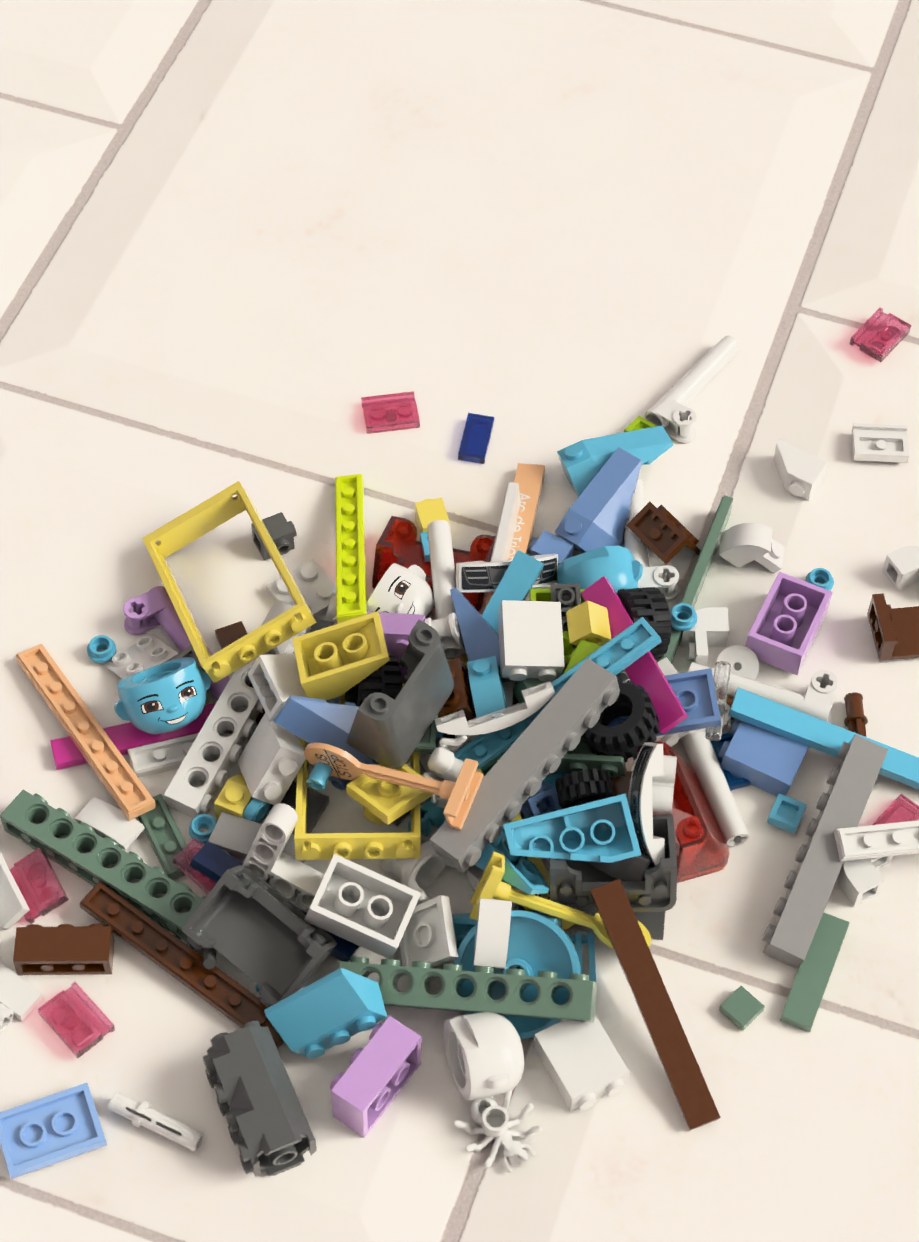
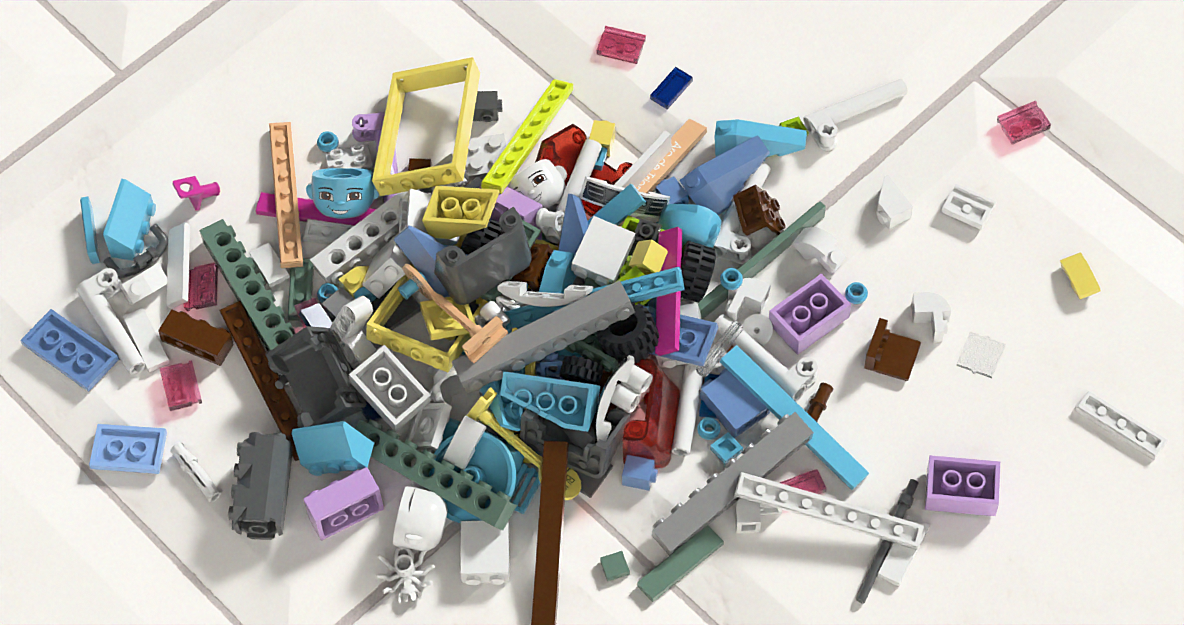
camera: 30 degrees right, 5 degrees up
(705, 884) = (639, 472): none -> medium blue brick
(751, 792) = (708, 422): none -> medium azure plate

